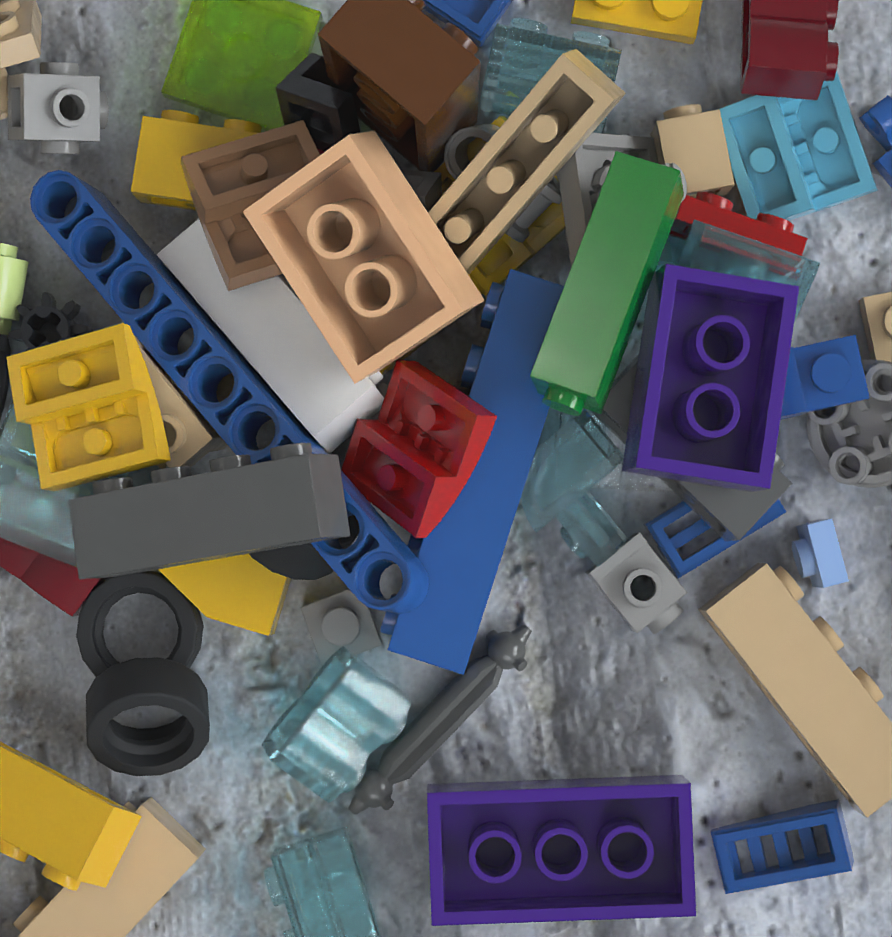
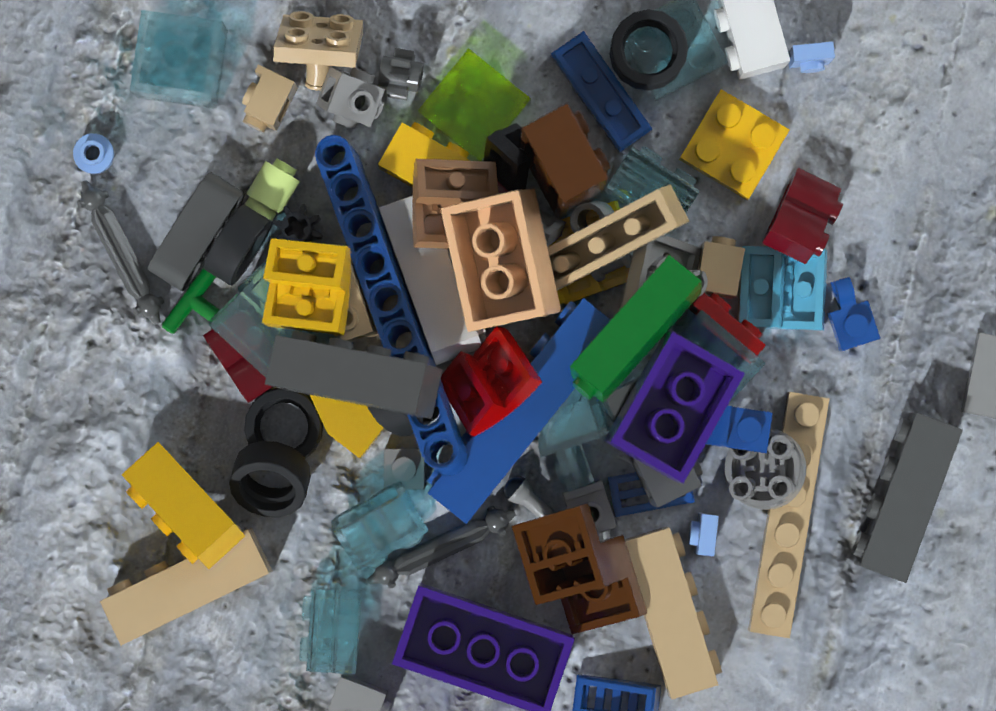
camera: 10 degrees right, 0 degrees up
(116, 48) = (400, 74): none -> dark grey gear
(524, 594) = (520, 492): none -> light grey piece
(657, 676) = (572, 565): none -> reddish brown bracket

